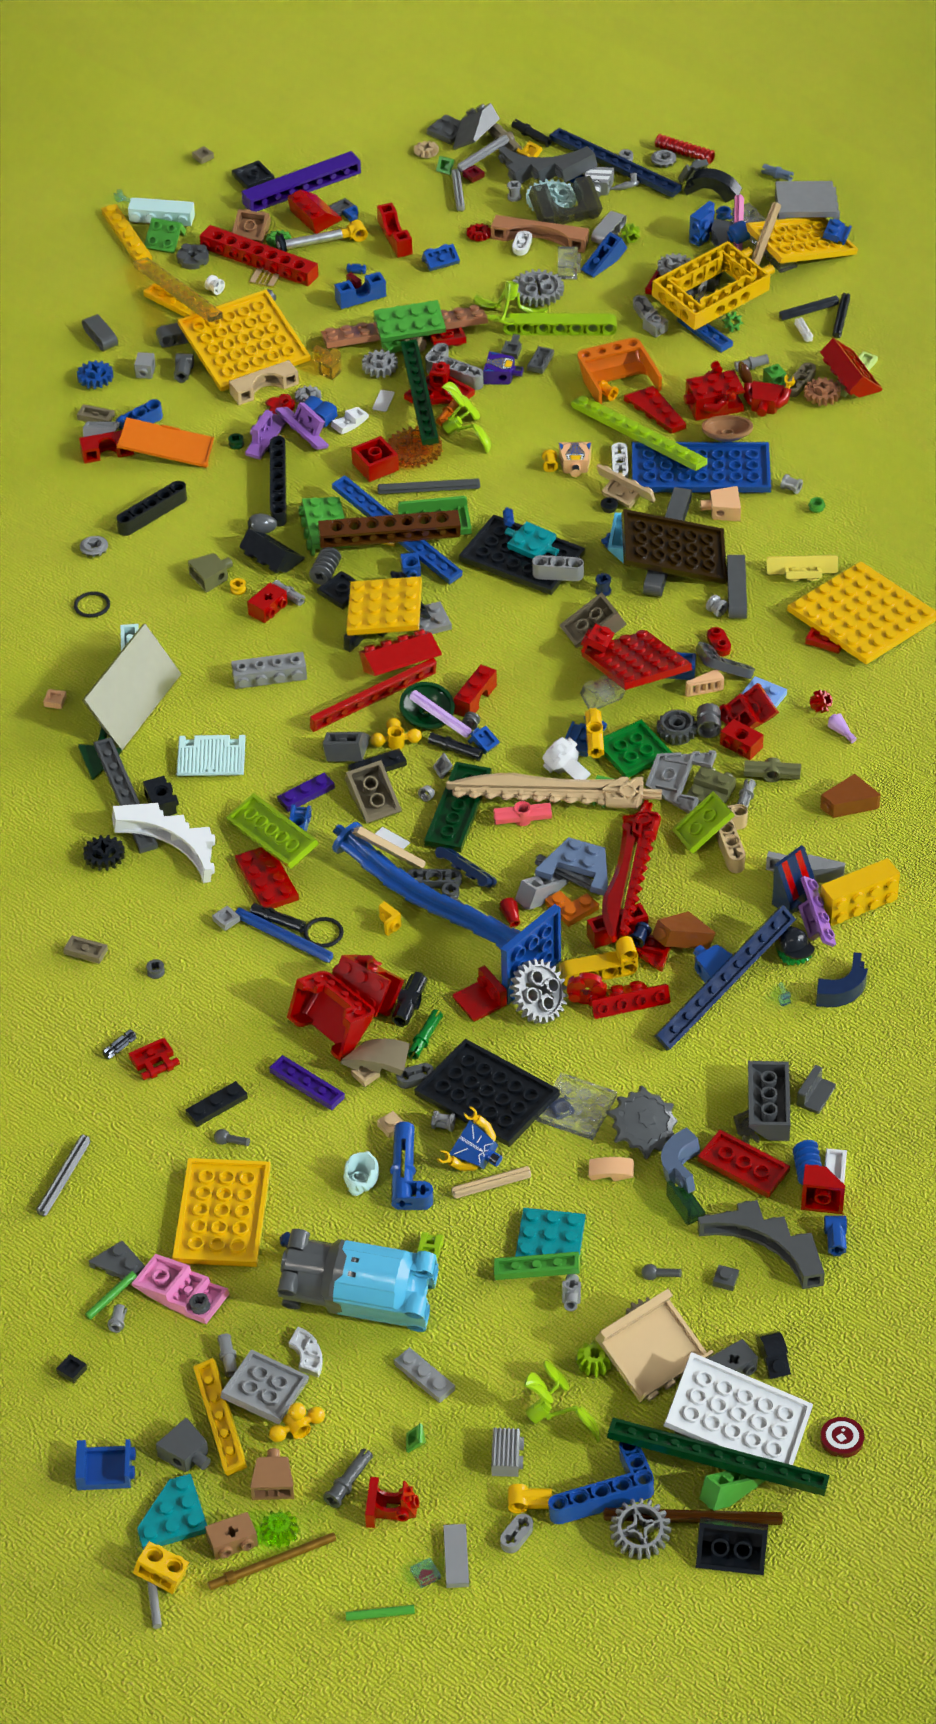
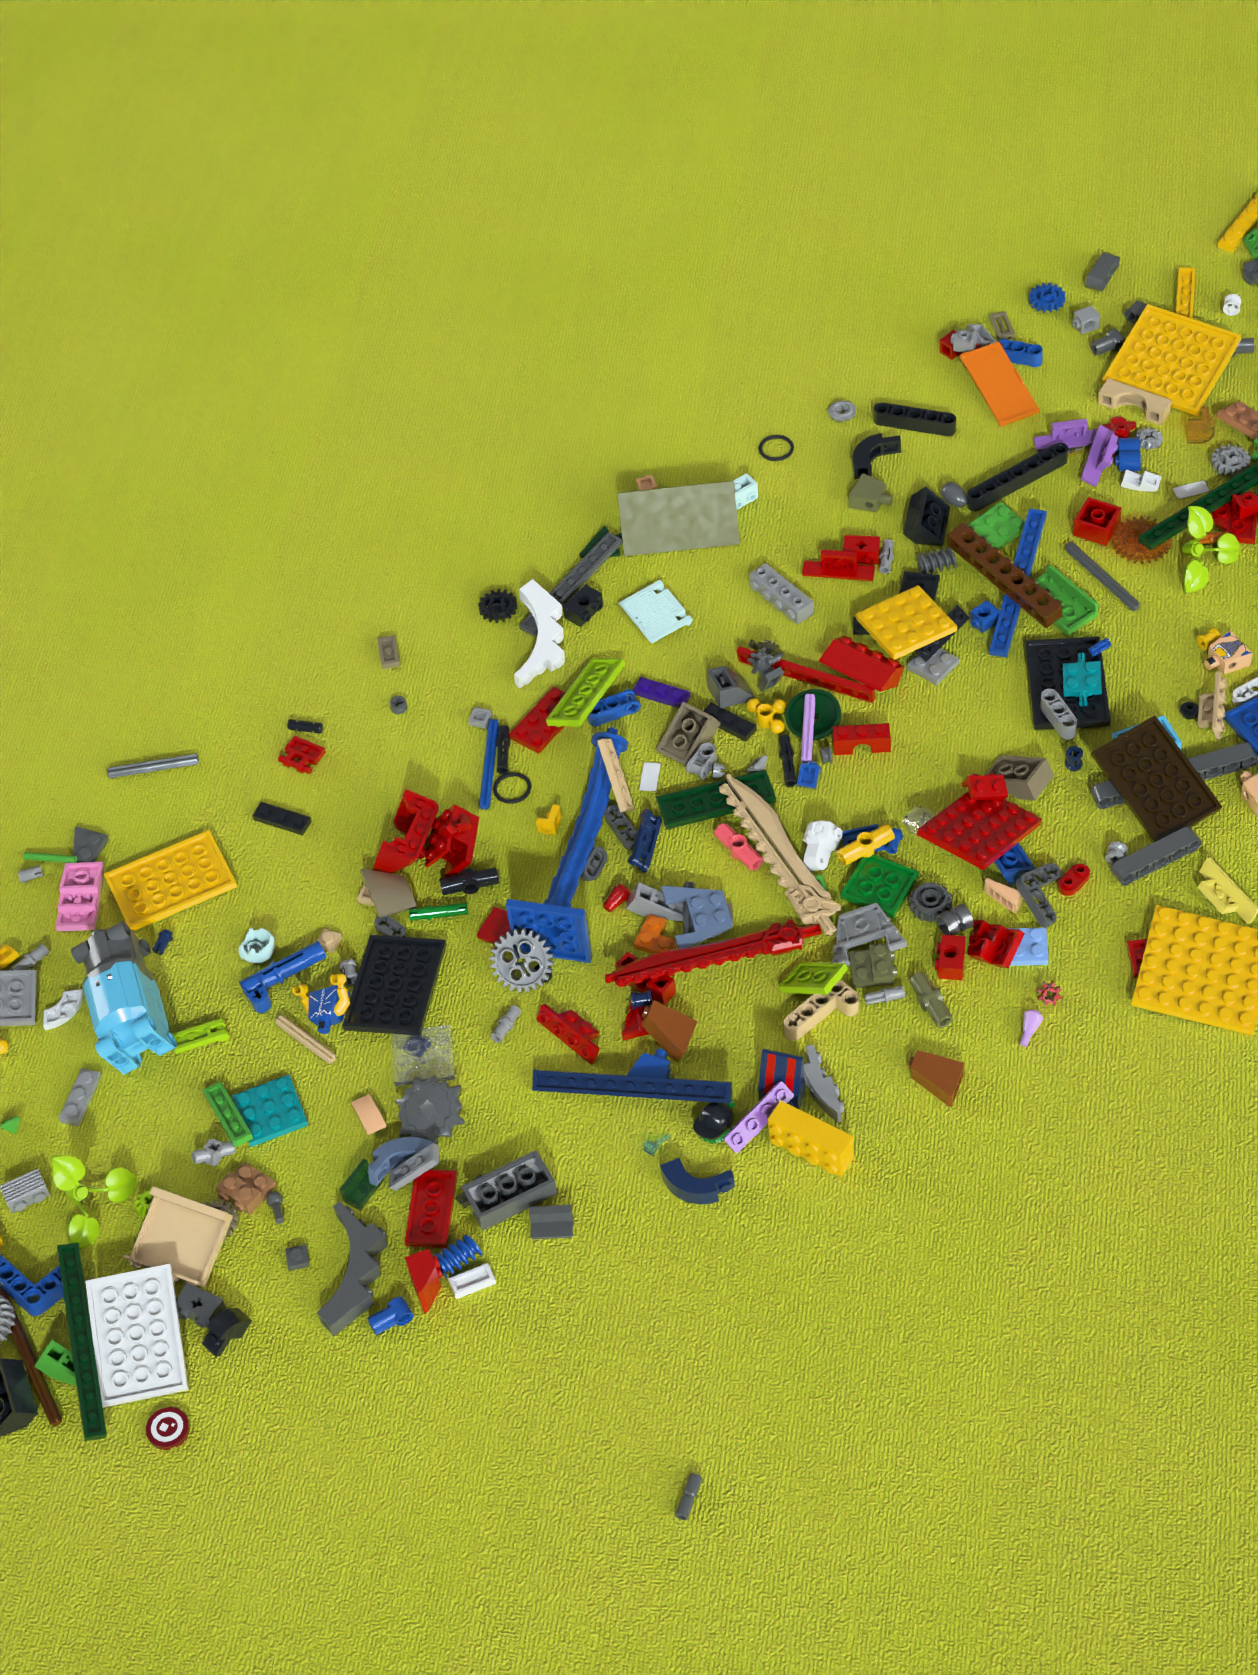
camera: 65 degrees right, 5 degrees up
(105, 434) = (964, 340): none -> light grey brick
(164, 557) = (872, 448): none -> black arch
(178, 289) = (1188, 284): clear yellow plate -> none
(204, 1304) = (66, 914): dark grey bush -> none
(222, 1137) = (251, 840): dark grey bar -> none
(236, 441) = (1046, 421): dark green bush -> none
(238, 590) = (869, 518): yellow bush -> none
(273, 623) = (838, 566): none -> red bracket
(307, 1082) = (336, 862): dark purple plate -> none
(331, 699) = (771, 647): none -> clear smoke plate
(361, 713) = (763, 664): none -> dark grey piece
(410, 795) = (703, 760): none -> light grey piece
(451, 886) = (614, 841): dark grey bush -> none
(577, 985) = (550, 989): red plate -> none
(586, 1037) = (505, 1024): none -> light grey pin
(606, 965) = (606, 1001): yellow beam -> none
(624, 1286) = (245, 1188): none -> medium nougat plate
(702, 1149) = (414, 1167): none -> light grey plate

